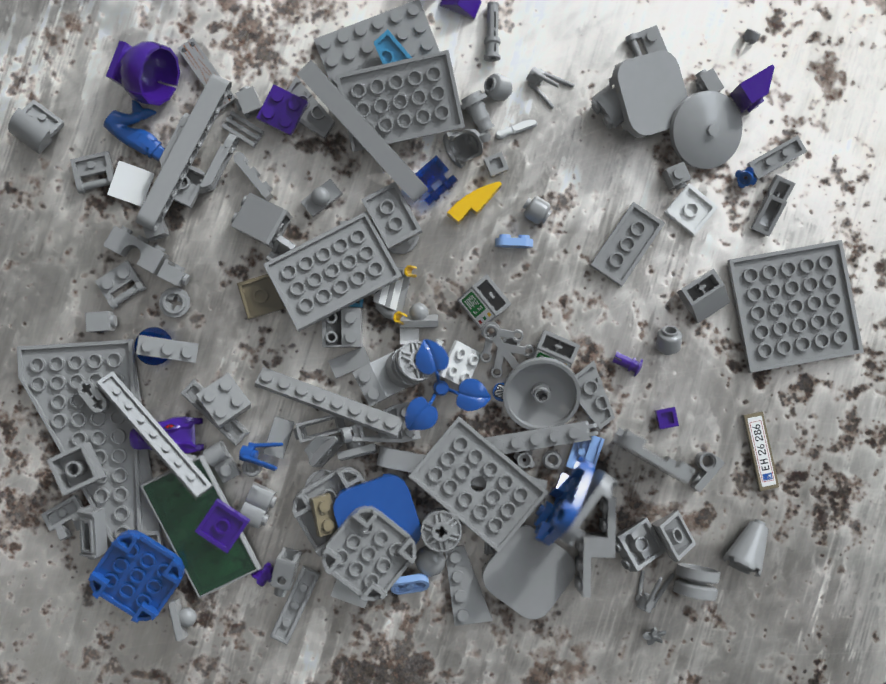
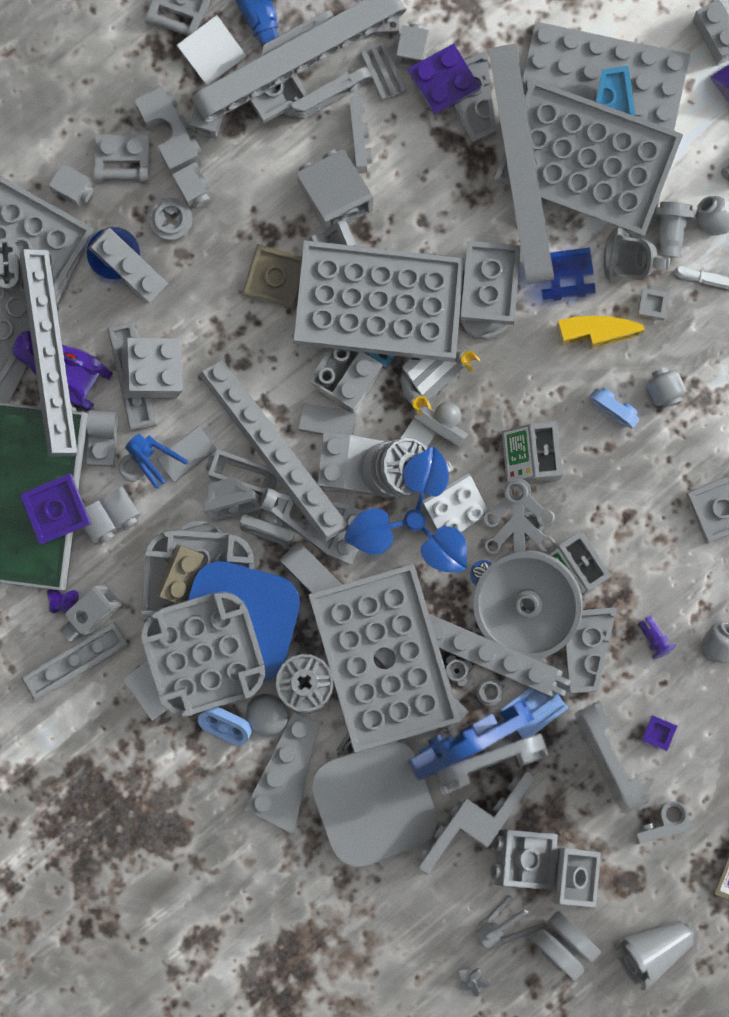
camera: 35 degrees right, 5 degrees down
(321, 197) = (422, 209): light grey tile -> none

